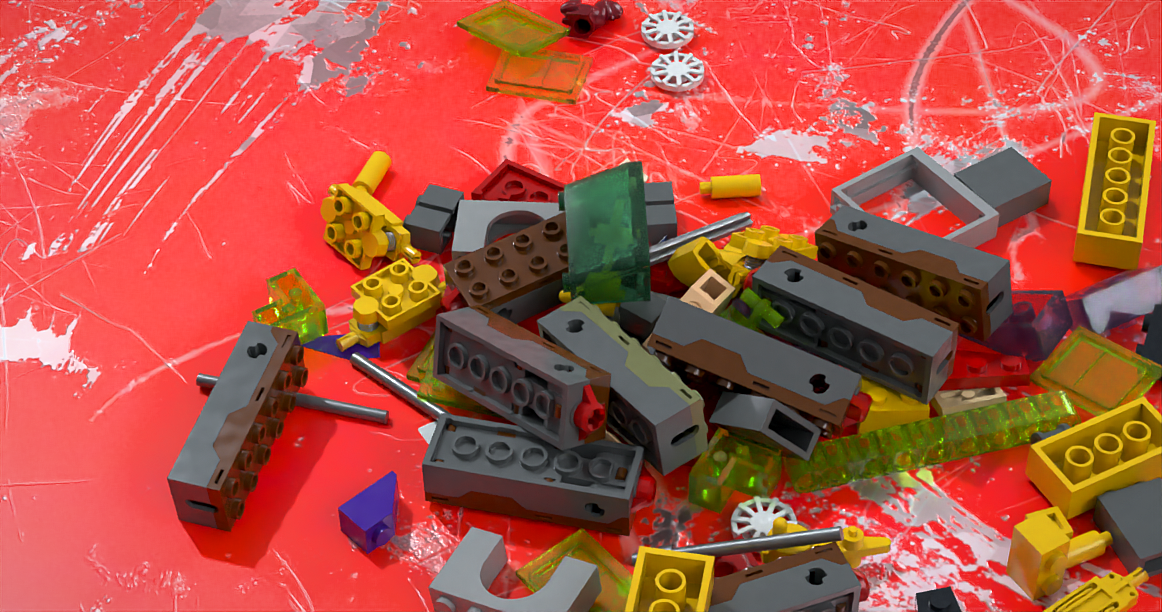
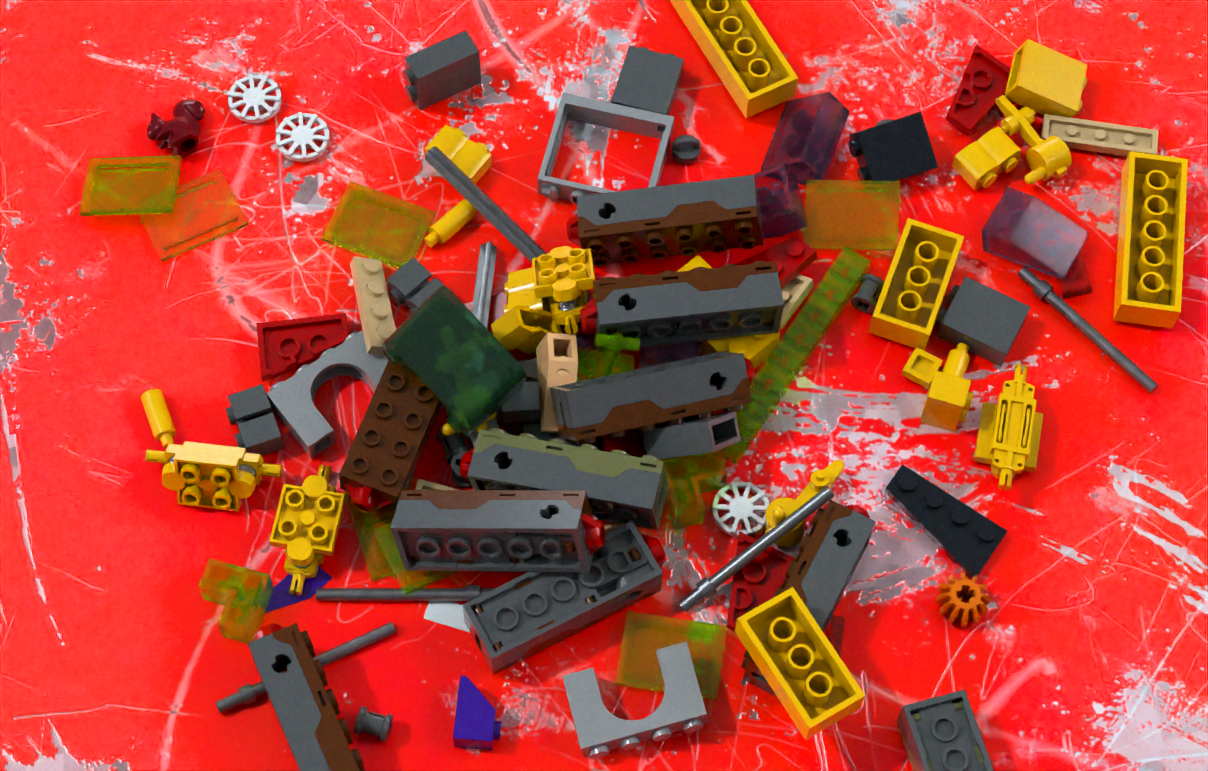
camera: 45 degrees left, 20 degrees up
(296, 467) = (373, 724): none -> dark grey bush
(673, 154) = (378, 225): none -> piece
(768, 174) = (483, 204): none -> flat silver axle
(787, 146) = (467, 155): none -> yellow brick
(830, 80) = (442, 70): none -> brick
(994, 245) = (686, 149): none -> dark grey tile

